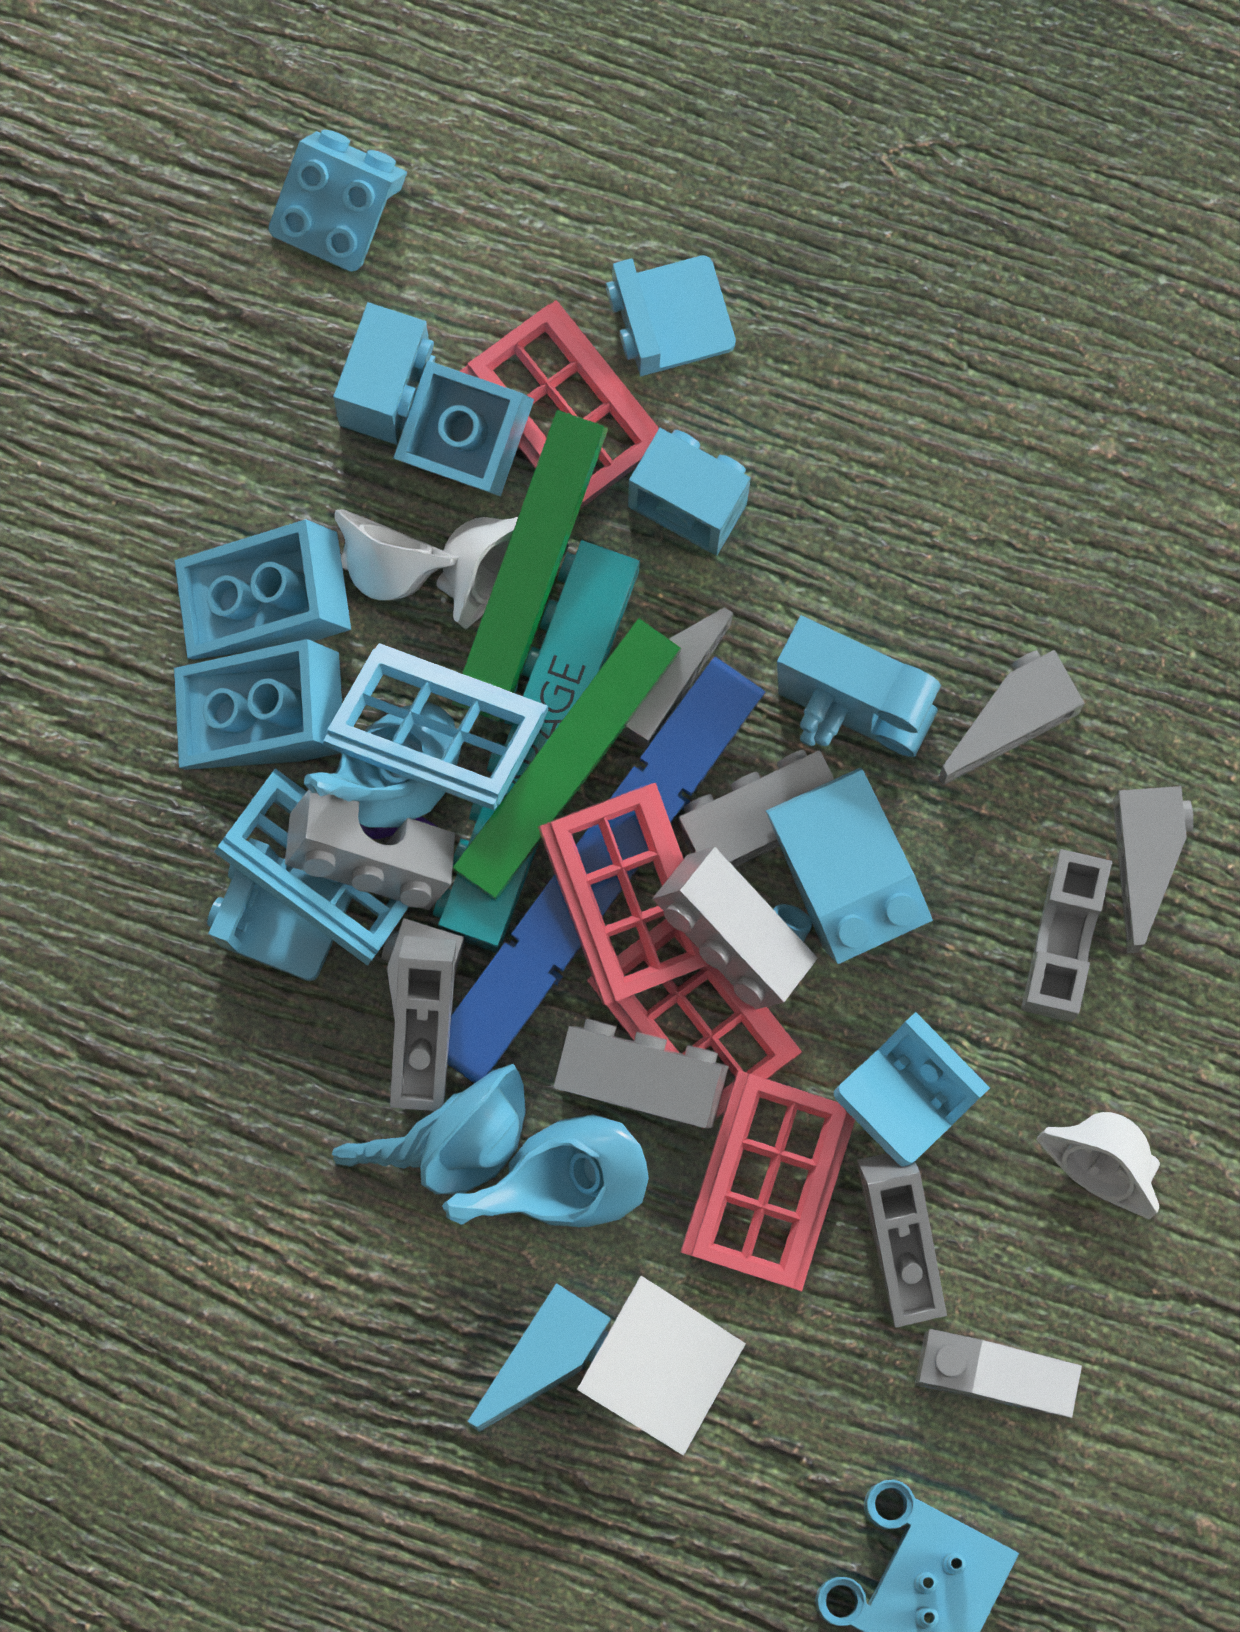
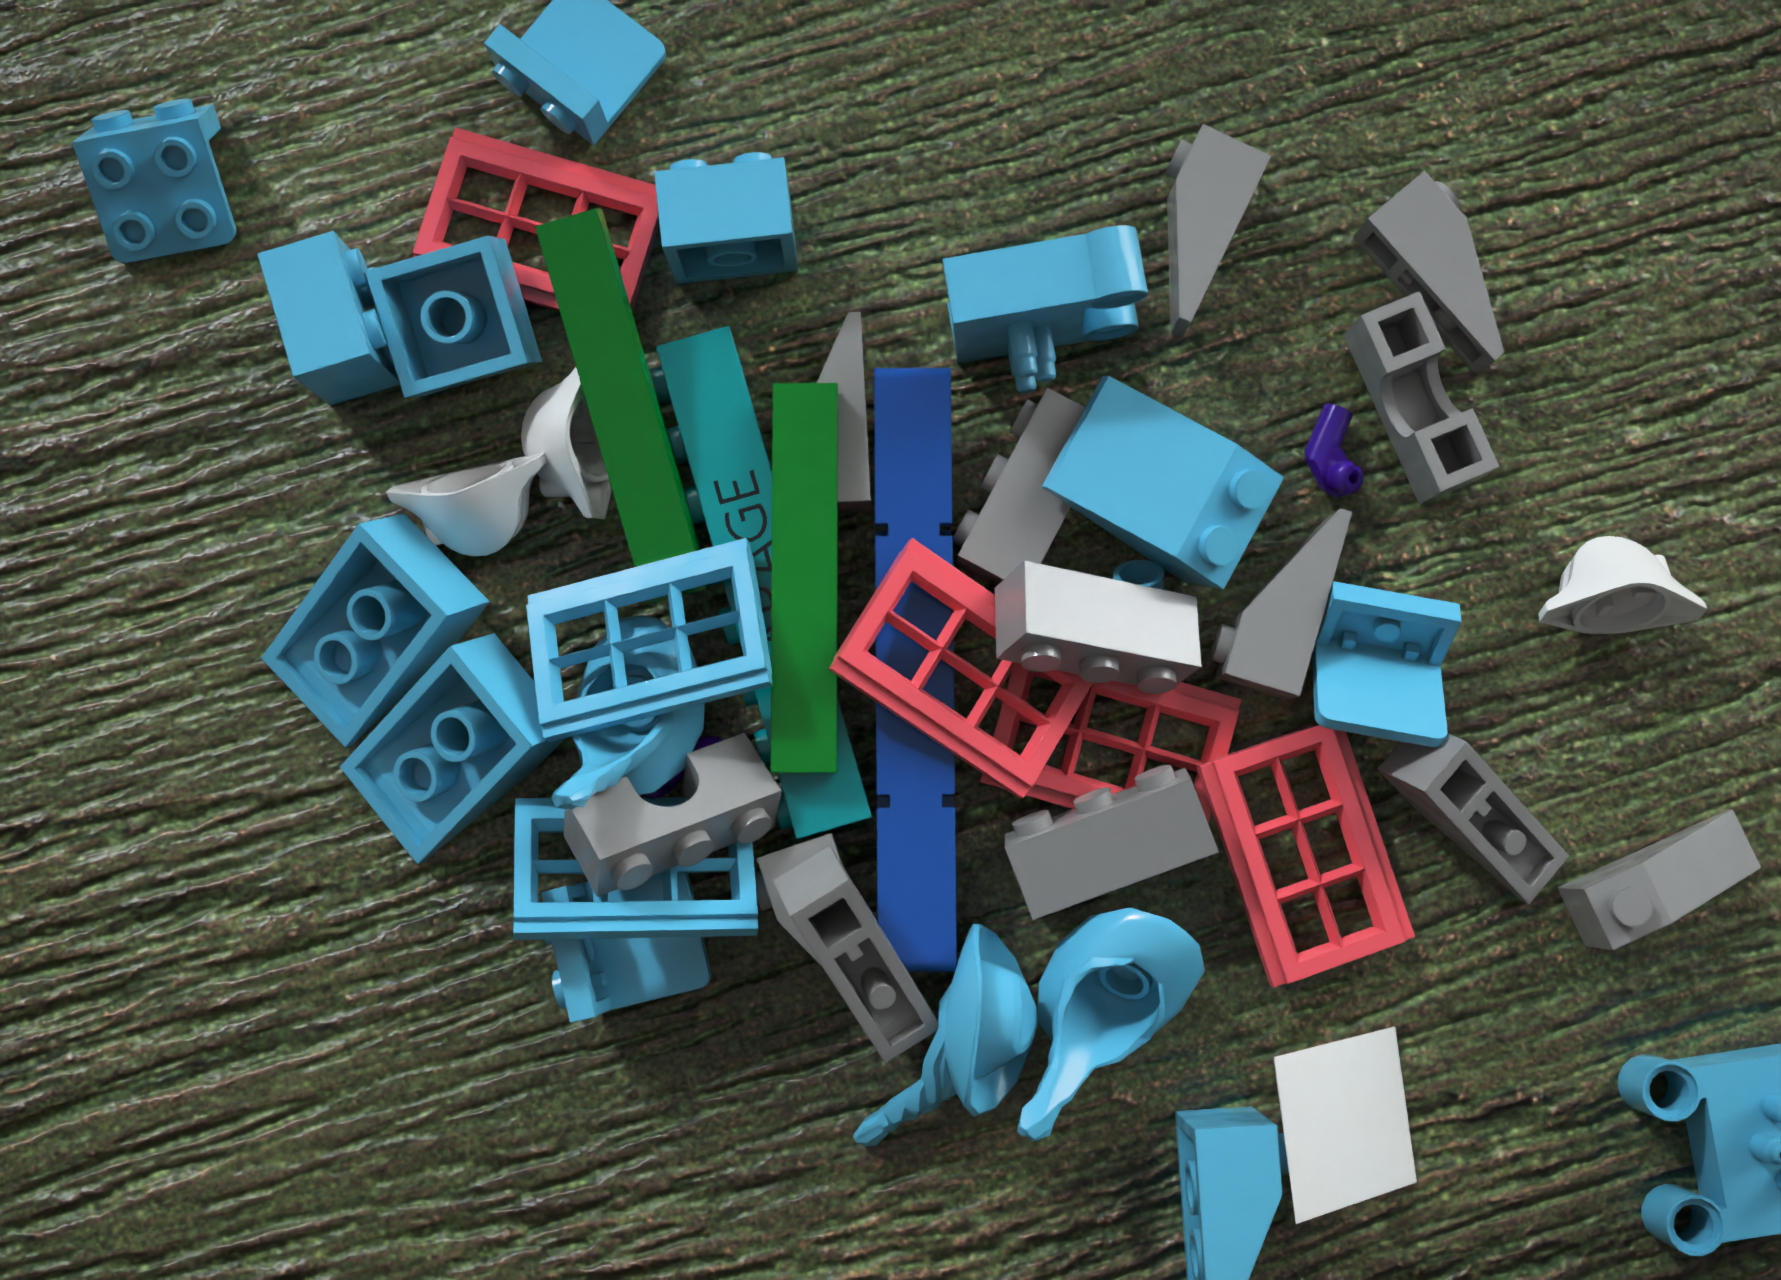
camera: 35 degrees left, 5 degrees up
(864, 1015) = (1277, 628): none -> light grey slope
(980, 933) = (1325, 456): none -> dark purple arm

